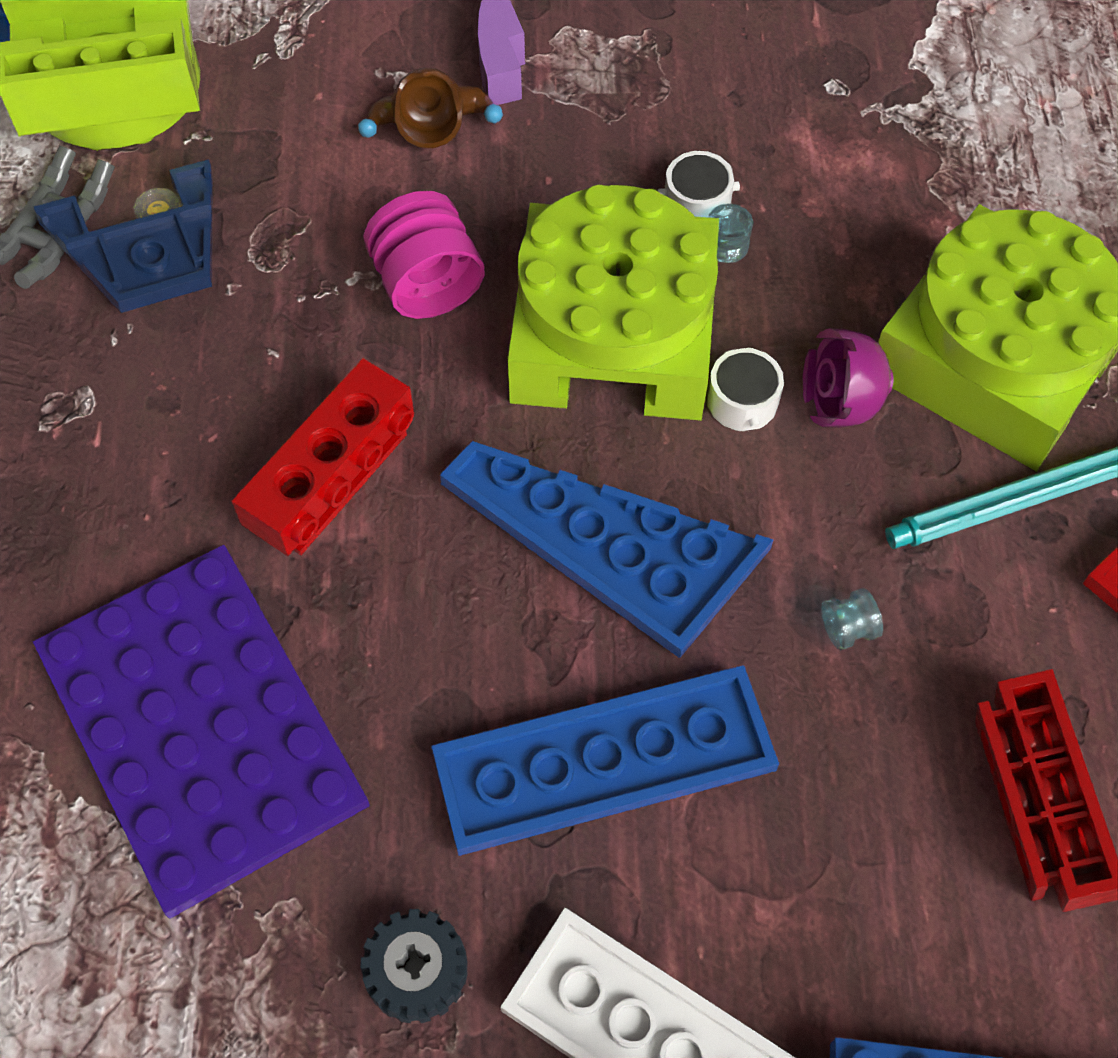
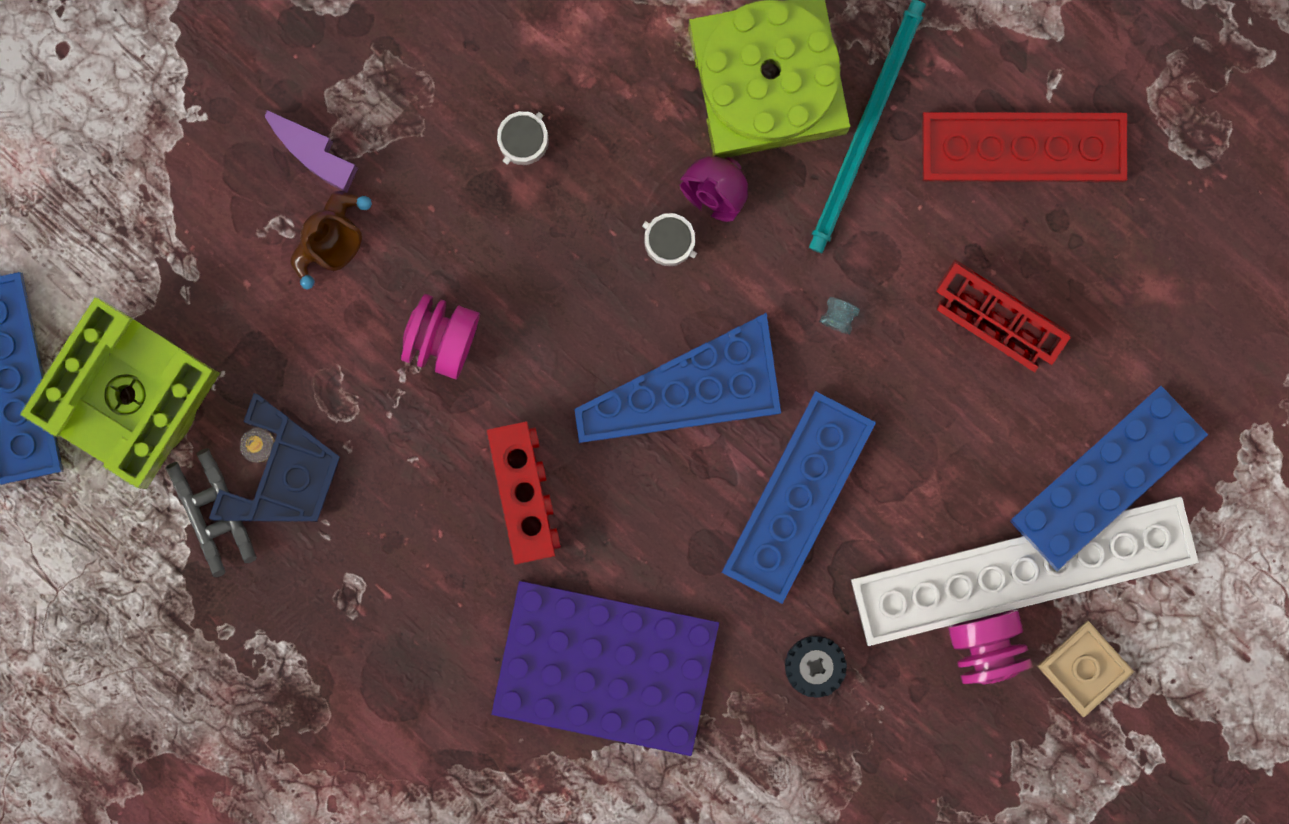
camera: 50 degrees left, 25 degrees up
(625, 328) = (570, 303): lime piece -> none
(736, 222) = (564, 144): clear light blue wheel -> none

